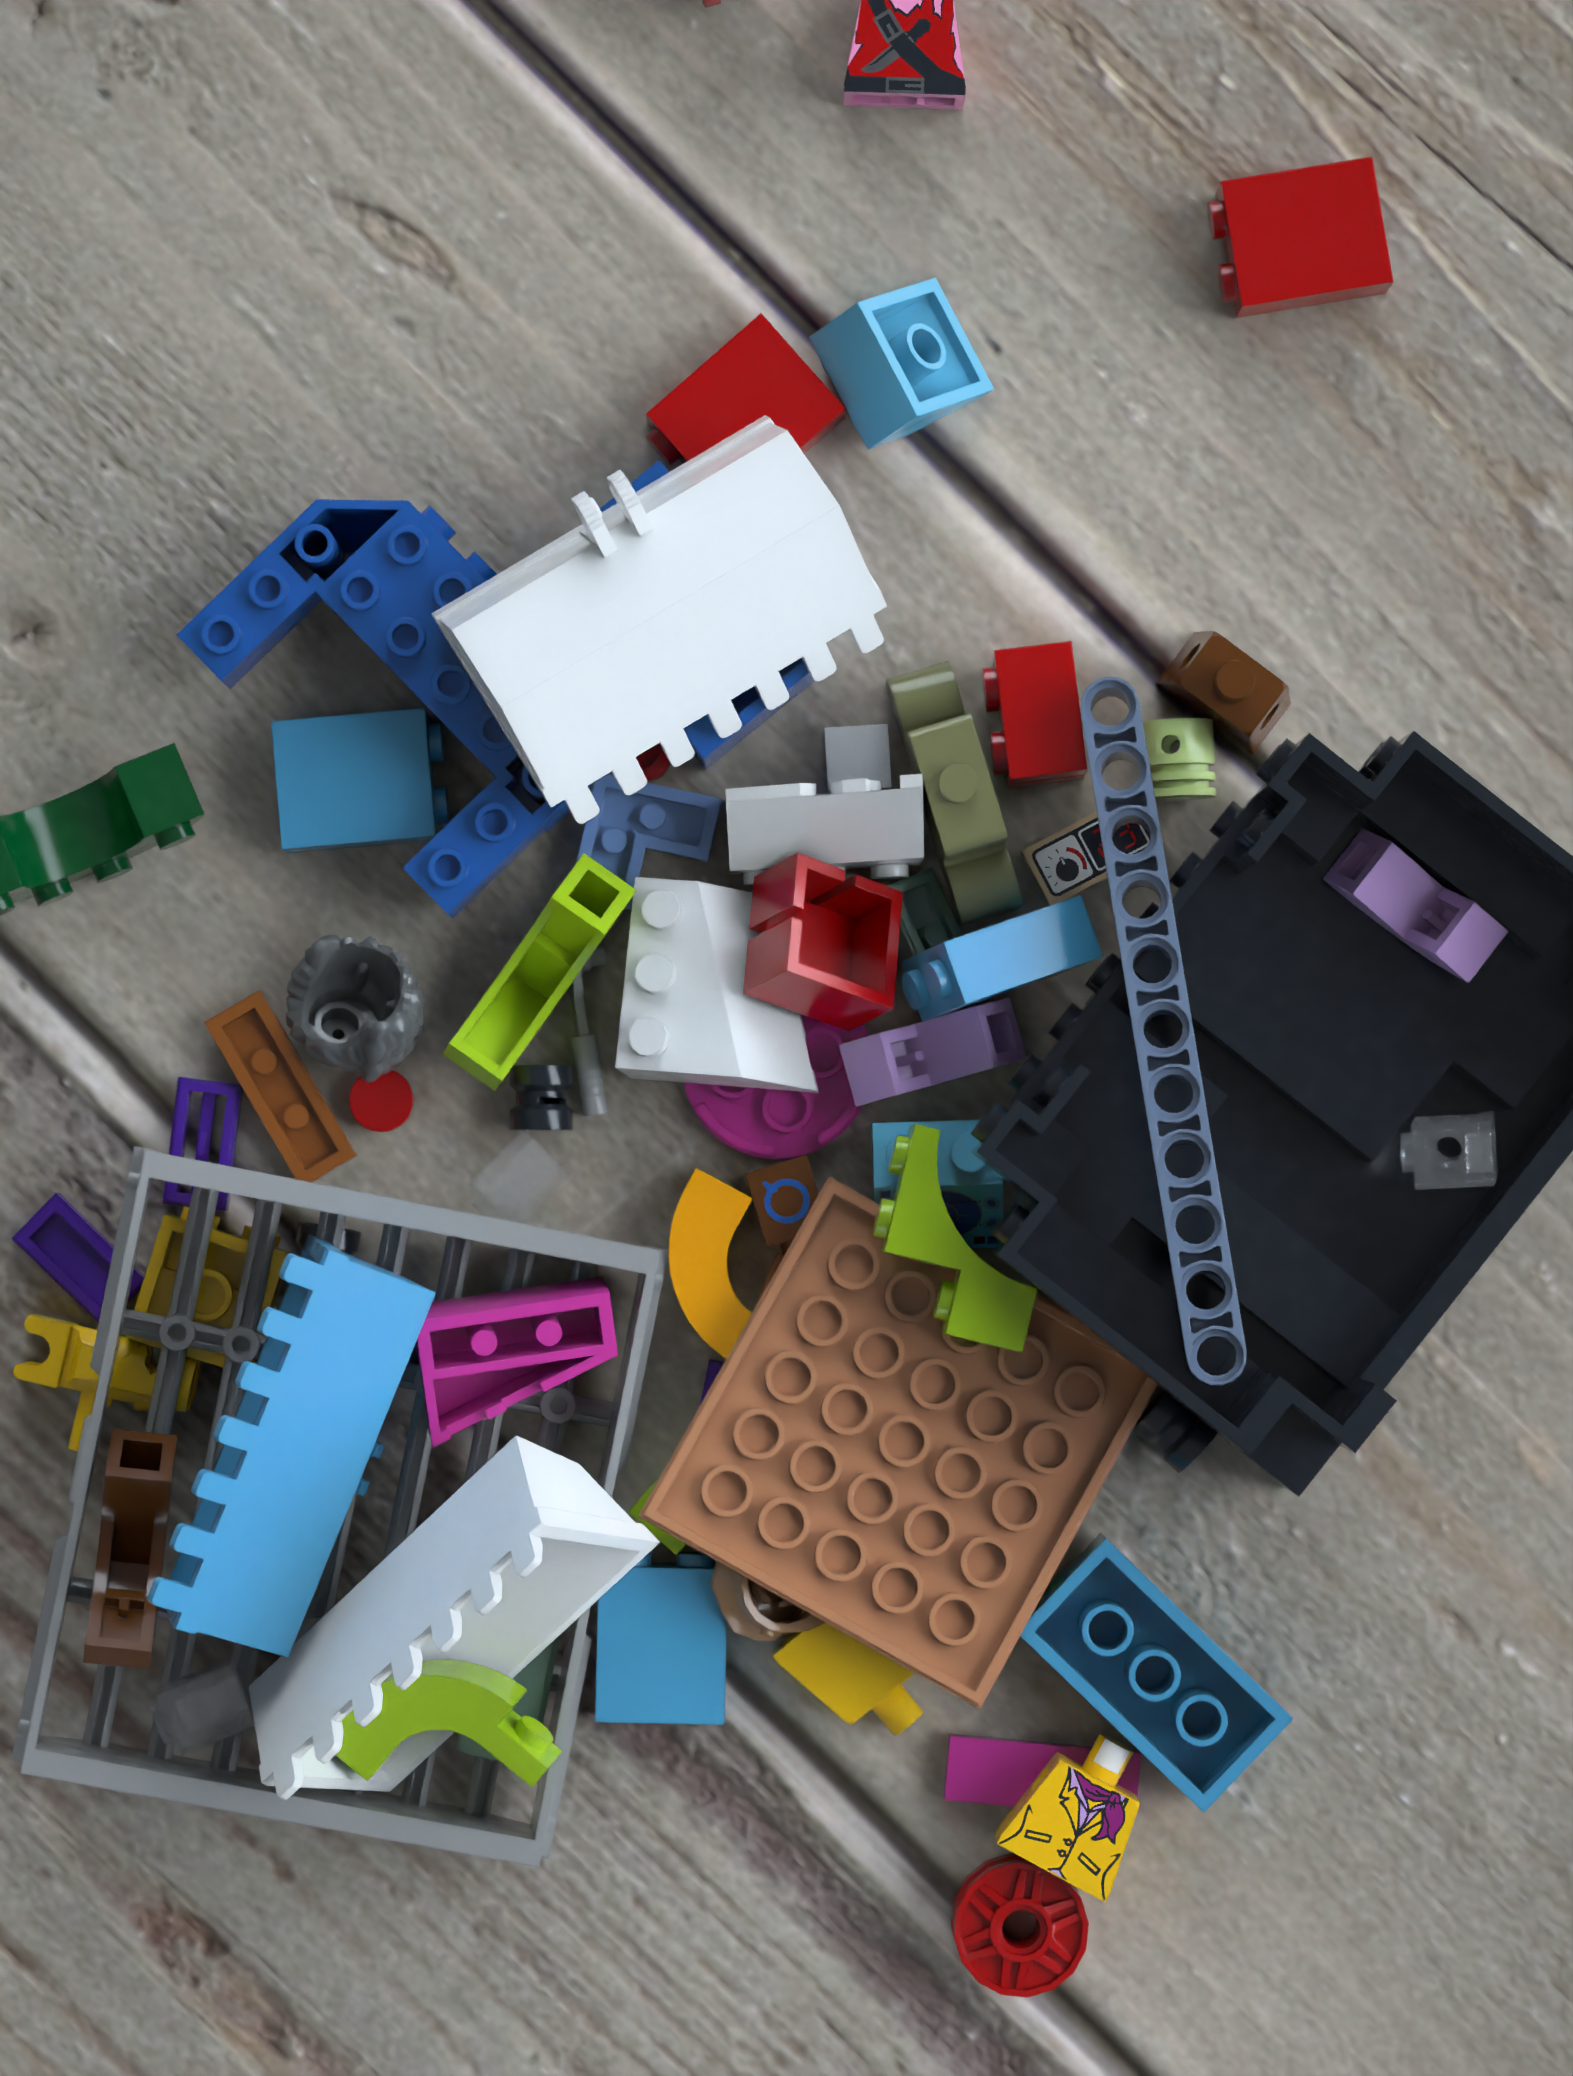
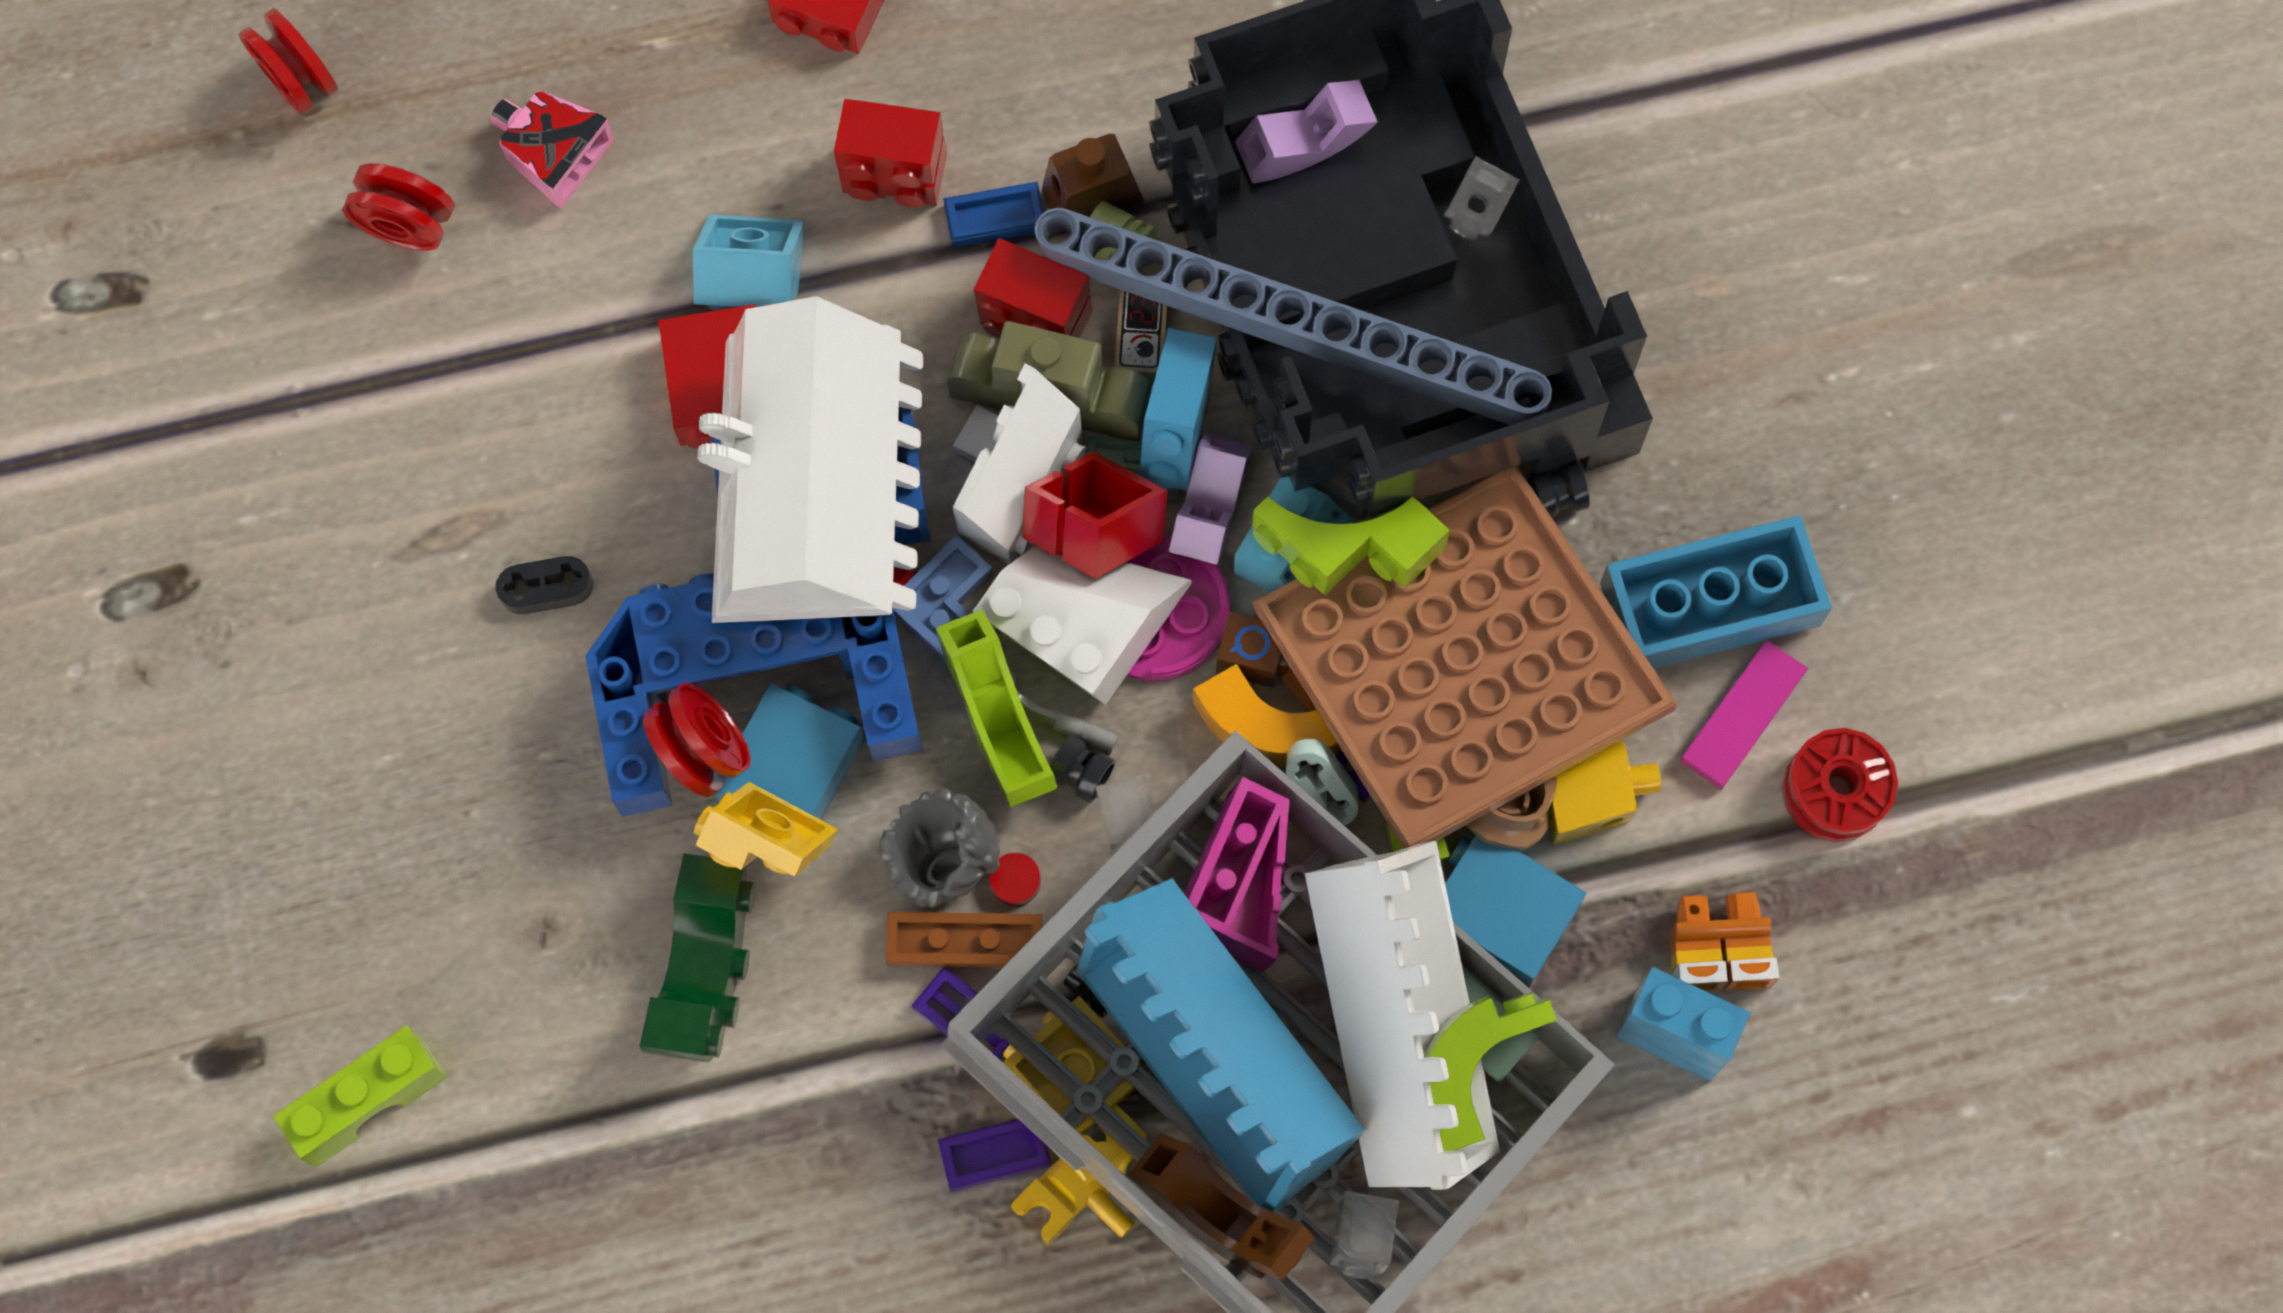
camera: 55 degrees left, 15 degrees down
(244, 816) = (762, 826): none -> yellow plate
(298, 679) = (696, 739): none -> red wheel
(407, 373) = (542, 574): none -> black beam
(635, 1909) = (1682, 1024): none -> dark azure brick
(678, 1368) = (1330, 777): none -> light aqua beam
(776, 1919) = (1723, 952): none -> orange hips
(1075, 1818) = (1787, 699): yellow torso -> none
(1118, 442) = (890, 153): none -> red piece
(1130, 599) = (993, 214): none -> blue tile

